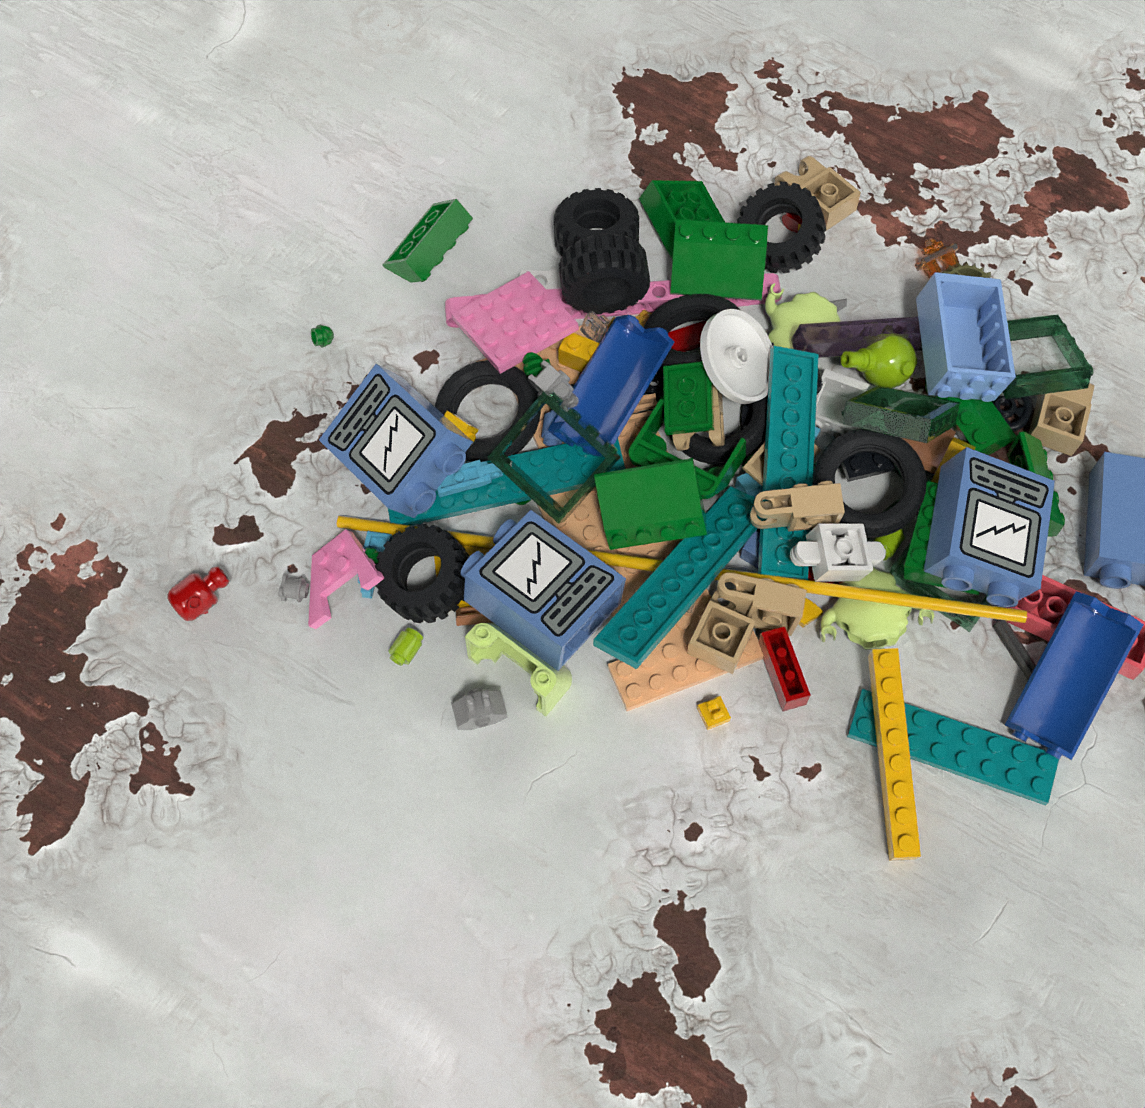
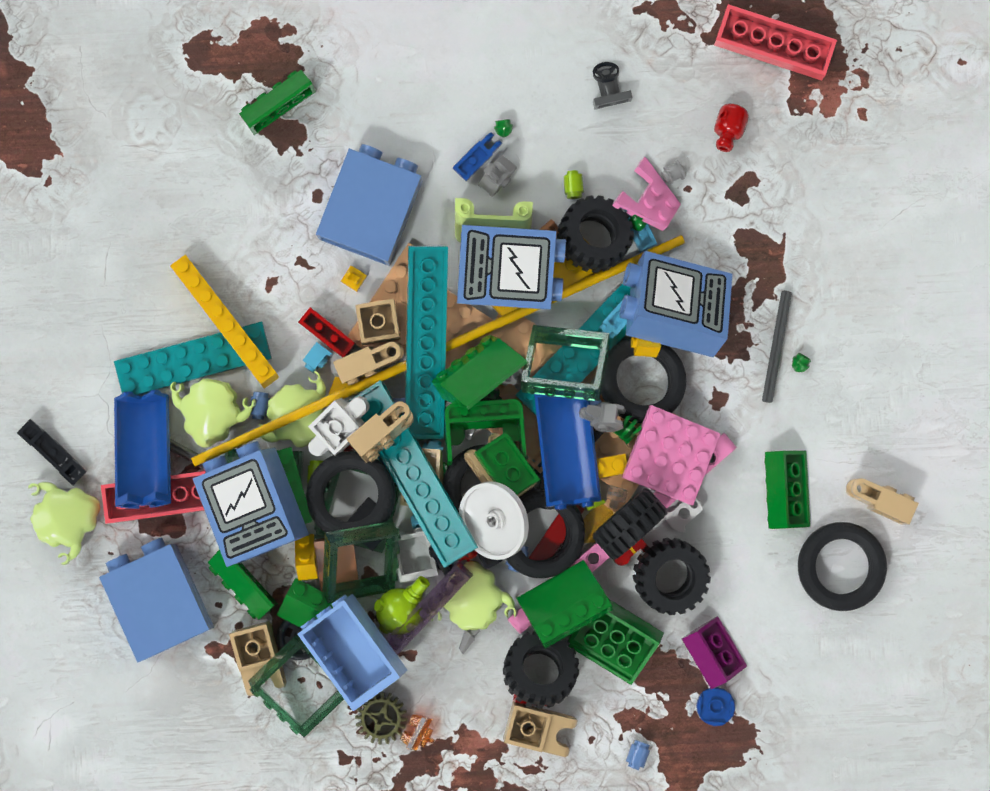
camera: 145 degrees right, 20 degrees up
(78, 644) = (775, 42): none -> coral brick
(287, 723) = (609, 87): none -> dark grey piece
(331, 366) = (776, 347): none -> dark grey axle
(348, 172) = (883, 500): none -> tan brick
(432, 120) = (876, 572): none -> black tyre
(432, 760) = (503, 127): none -> green plate
(486, 748) = (475, 158): none -> blue hinge
(605, 156) = (714, 652): none -> magenta slope
(637, 121) = (715, 706): none -> blue tile
(642, 769) = (370, 204): none -> medium blue brick
(669, 967) = (277, 101): none -> green slope
(738, 123) = (638, 755): none -> medium blue brick
(812, 654) = (316, 357): none -> medium azure brick
(909, 646) = (261, 407): none -> medium blue brick
(967, 675) = (210, 410): none -> yellowish green piece

